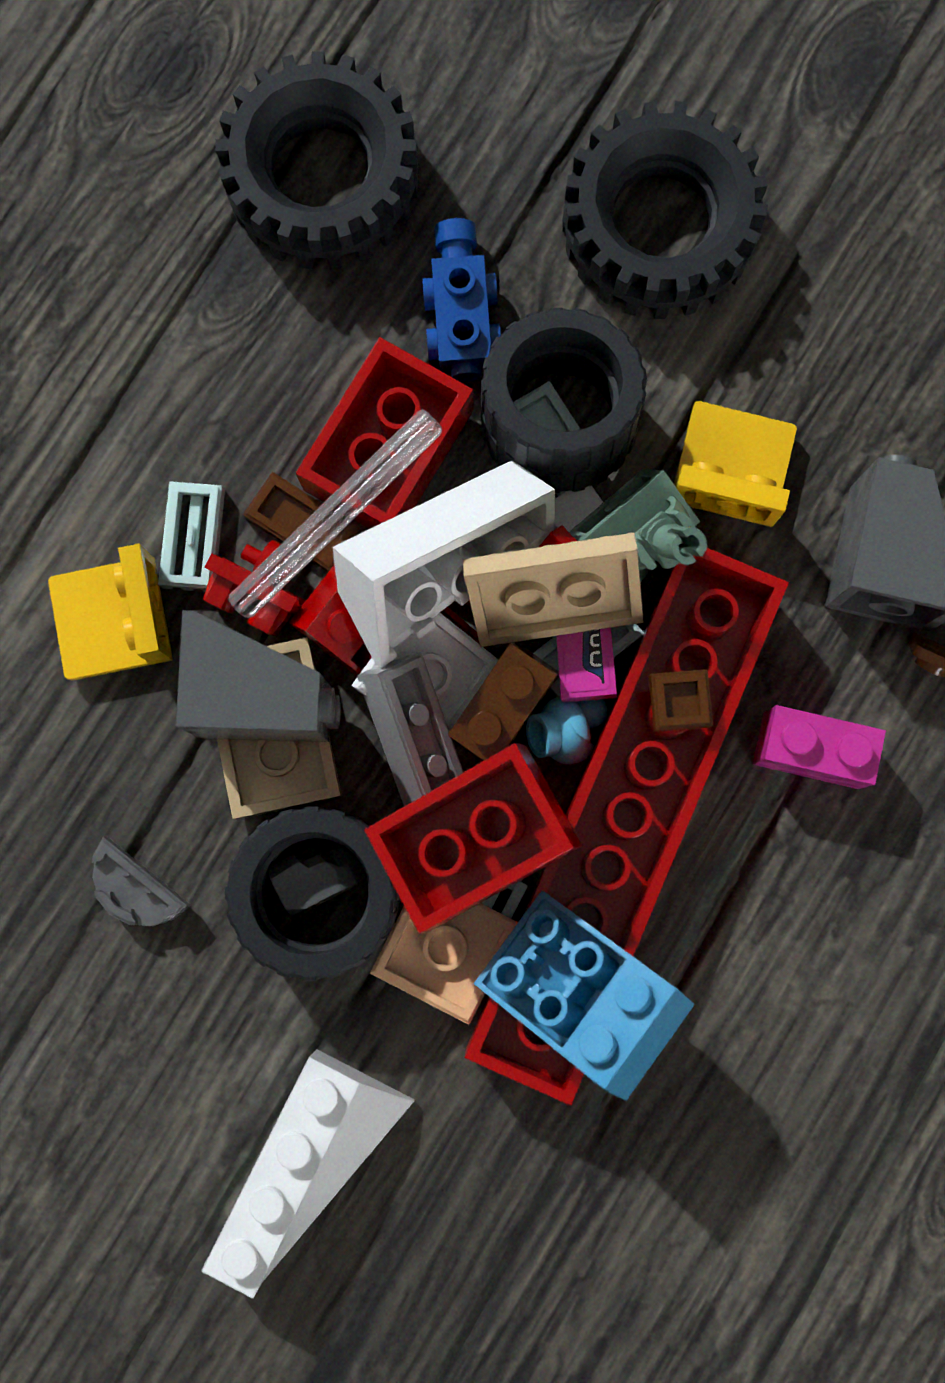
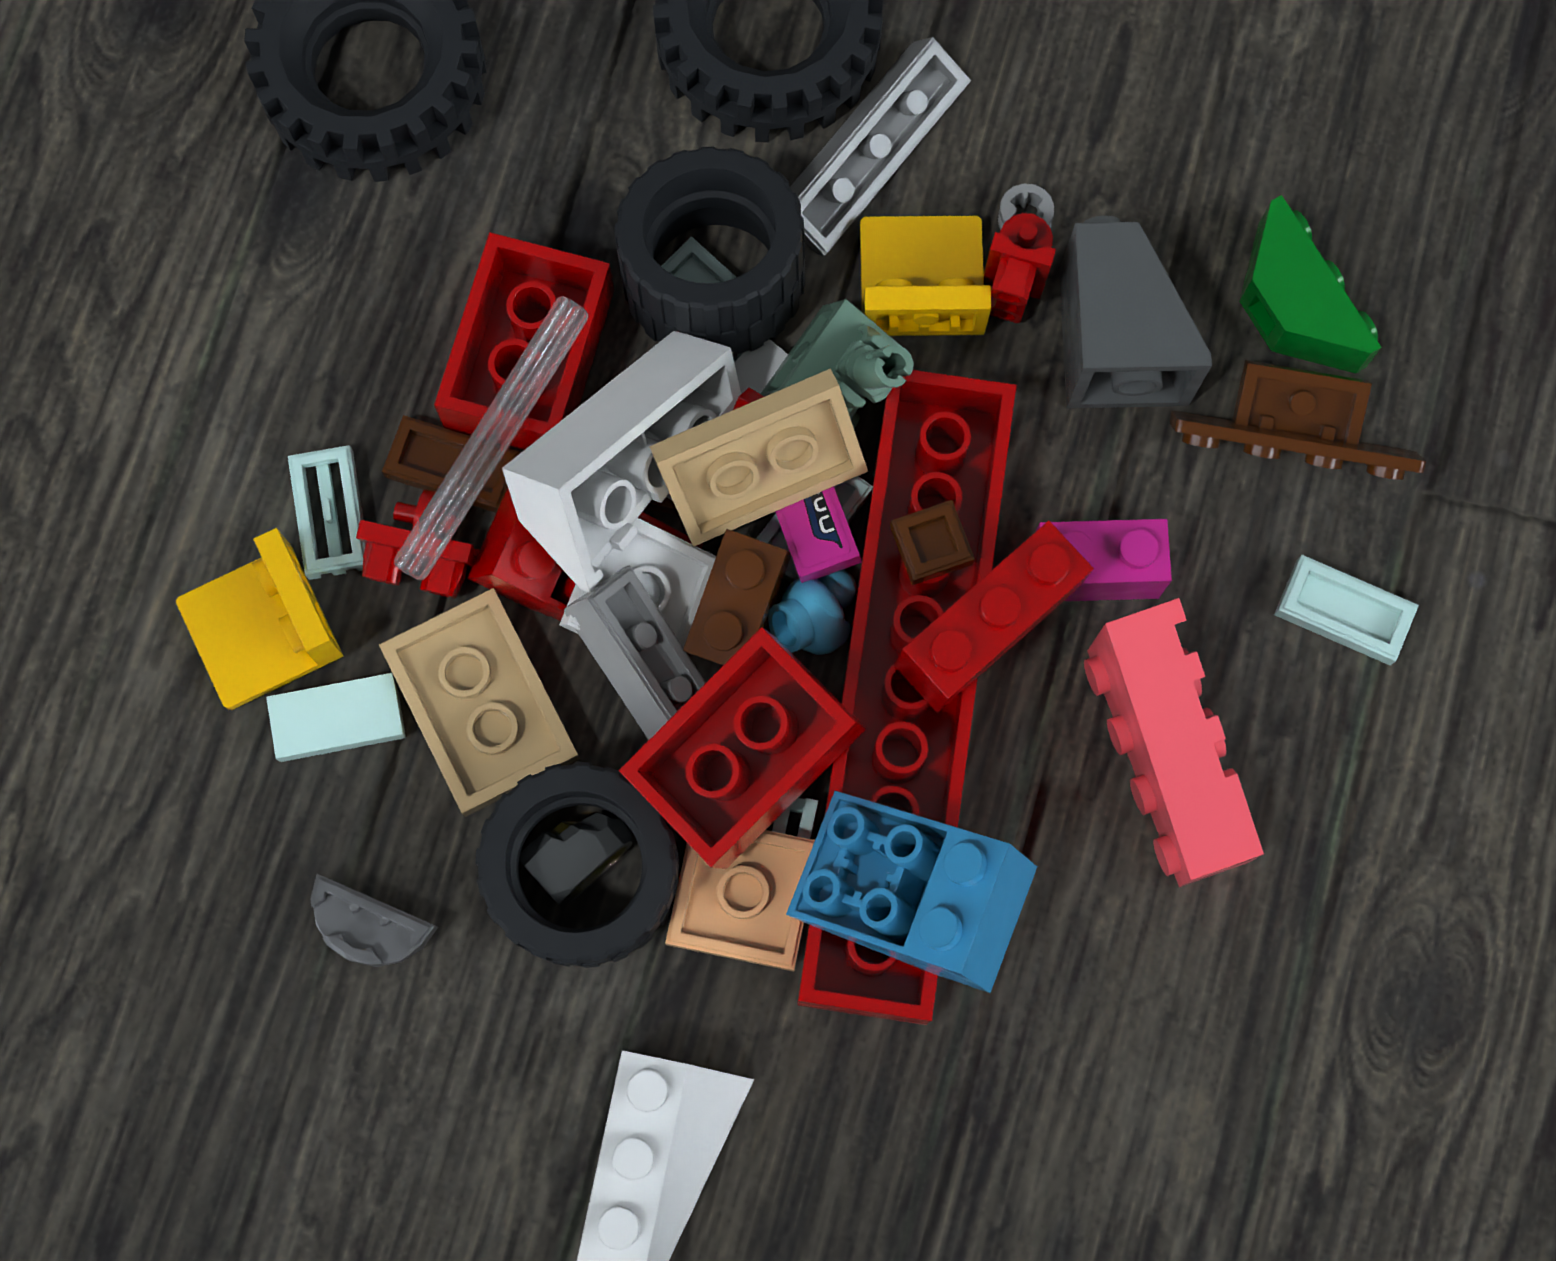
camera: 20 degrees left, 5 degrees down
(139, 709) = (335, 717): none -> light aqua tile
(248, 690) = (448, 654): dark grey slope -> none
(462, 307) = (569, 180): blue brick -> none
(716, 781) = (993, 616): none -> red brick
(726, 337) = (876, 141): none -> light grey slope
(819, 476) = (1018, 265): none -> red hips
(834, 449) = (1023, 195): none -> light grey bush
(836, 924) = (1172, 744): none -> coral wedge

